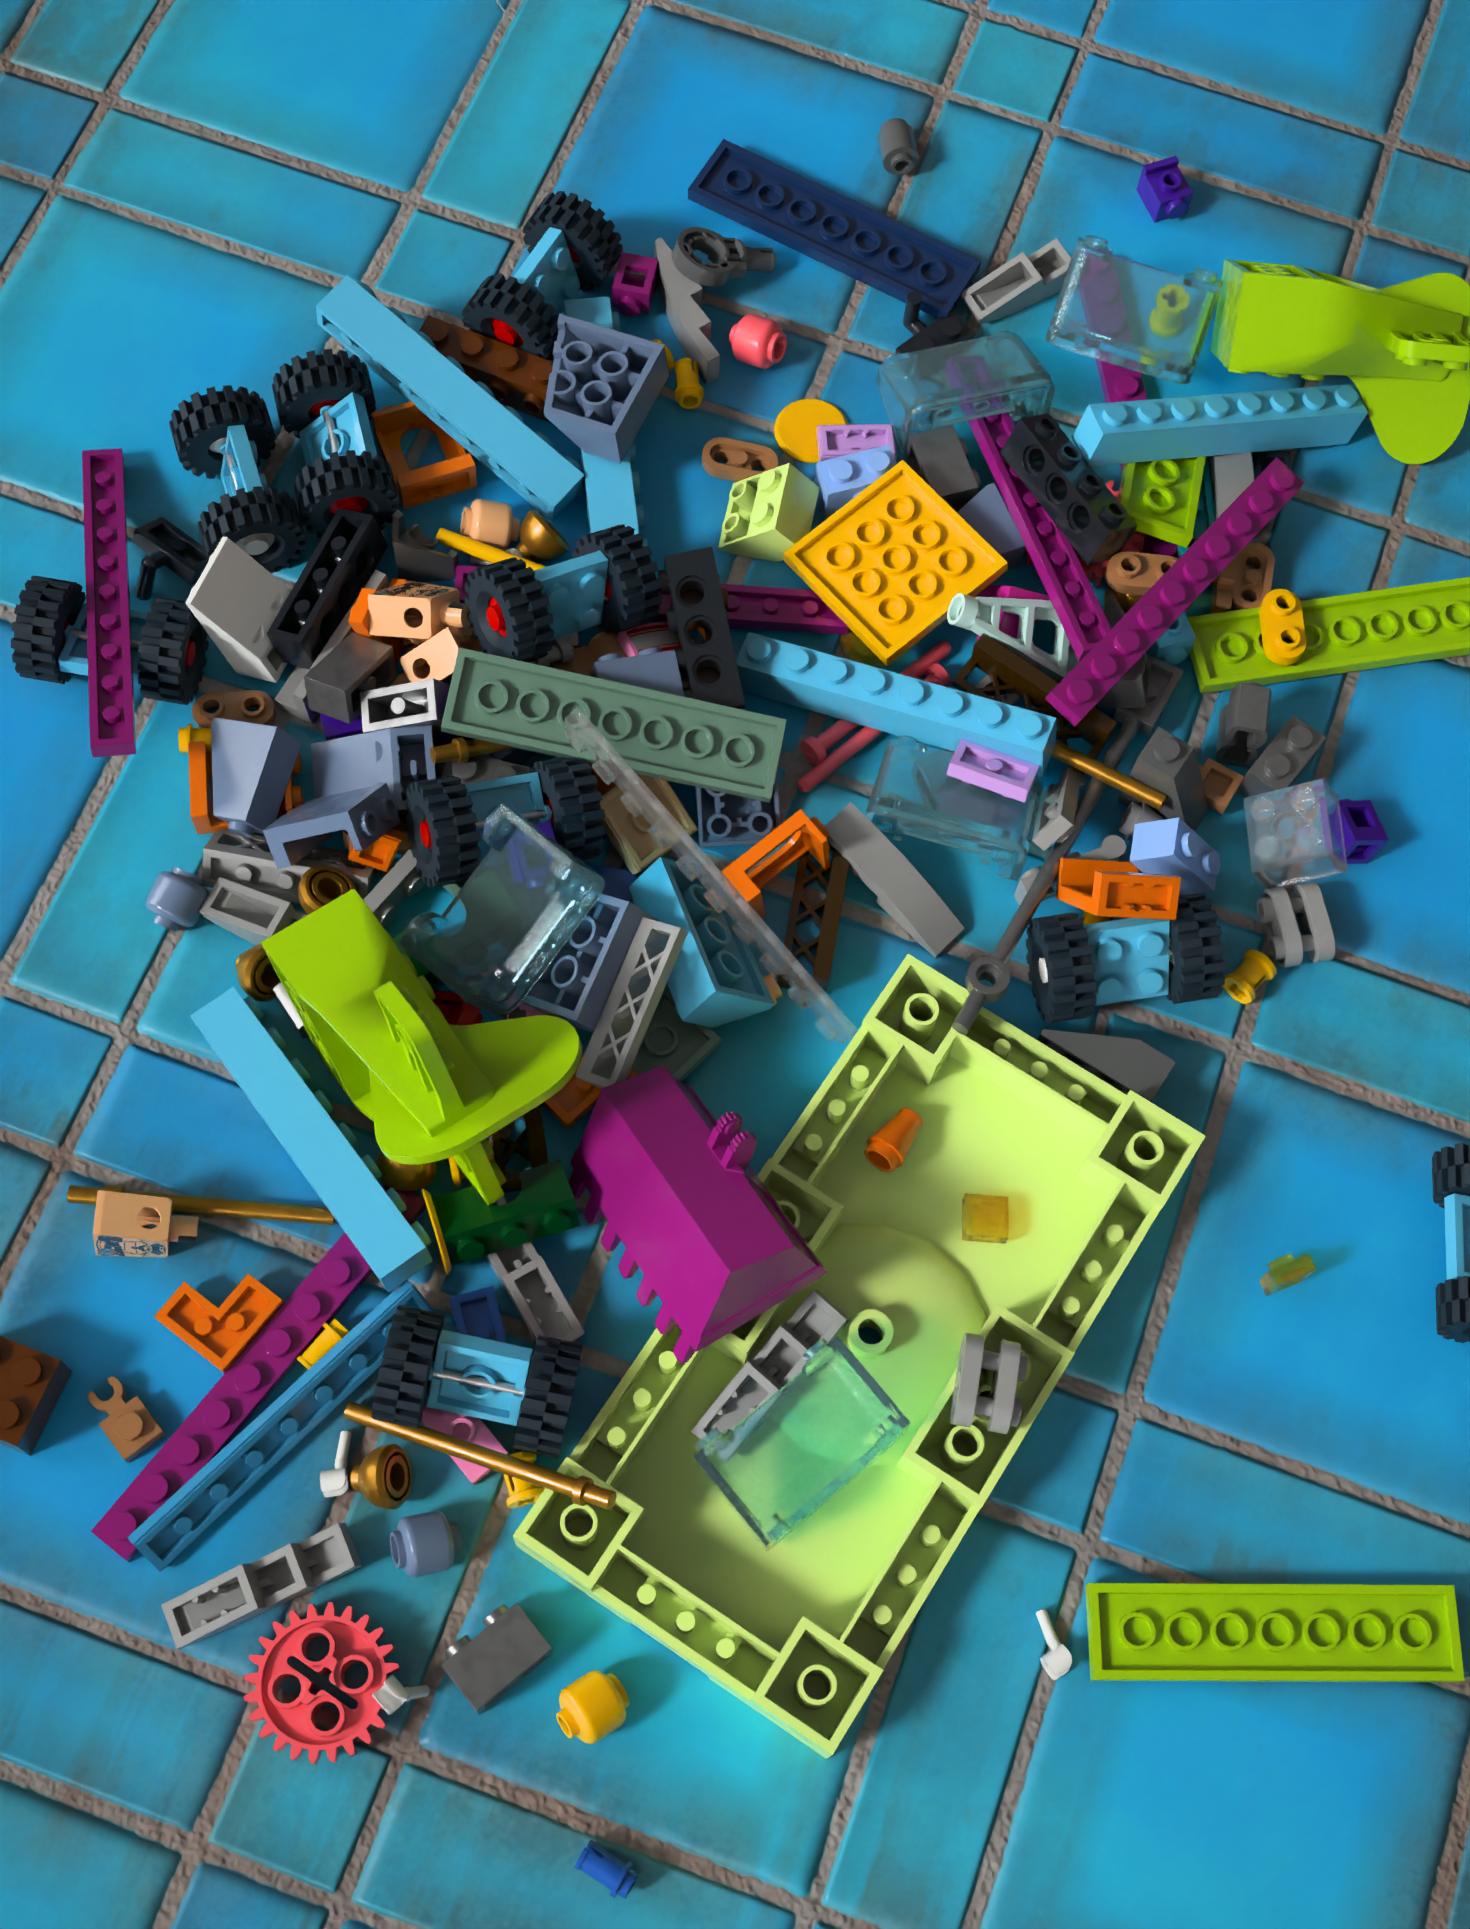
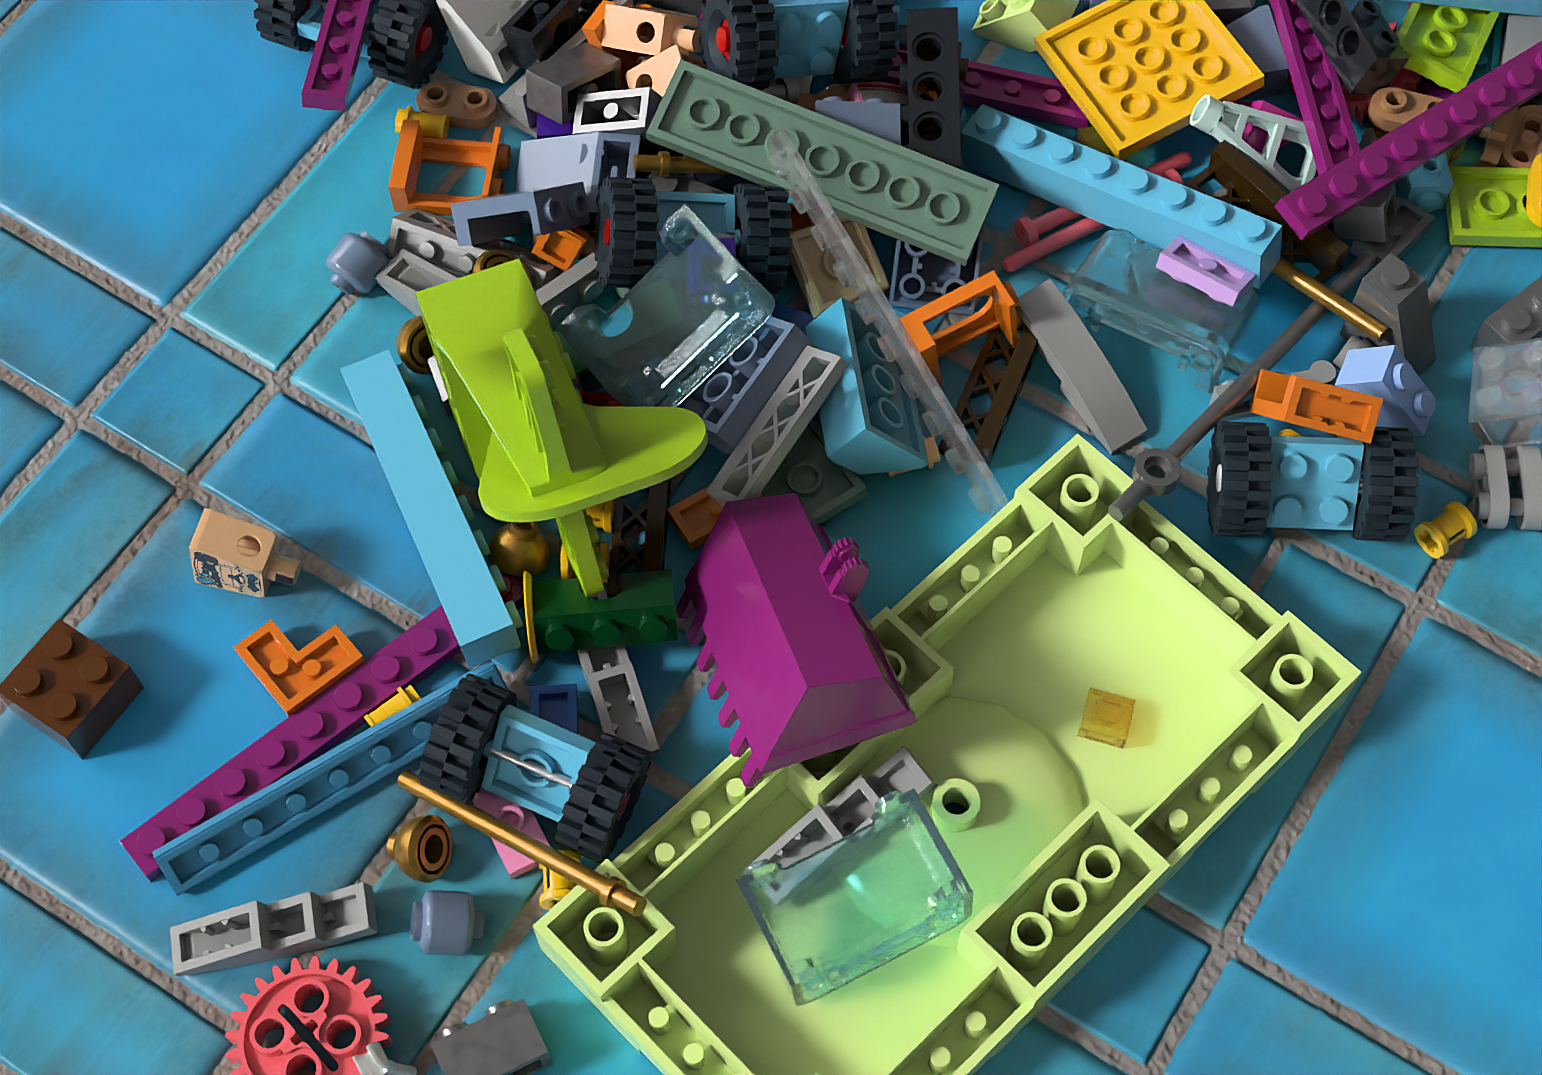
camera: 20 degrees right, 5 degrees down
(129, 1424) = (185, 745): medium nougat plate -> none
(217, 1206) = (339, 562): pearl gold bar -> none
(250, 773) = (455, 154): sand blue slope -> none
(335, 1481) = (373, 844): white hand -> none
(892, 1142) = (1022, 622): orange cone -> none
(1008, 1367) = (1078, 900): light grey brick -> none
(1058, 809) = (1269, 323): light grey plate -> none
(1116, 1060) = (1281, 583): dark grey slope -> none
(1219, 784) = (1451, 334): medium nougat plate -> none
(1243, 724) = (1488, 275): flat silver brick -> none
(1286, 1272) = (1427, 838): clear yellow plate -> none

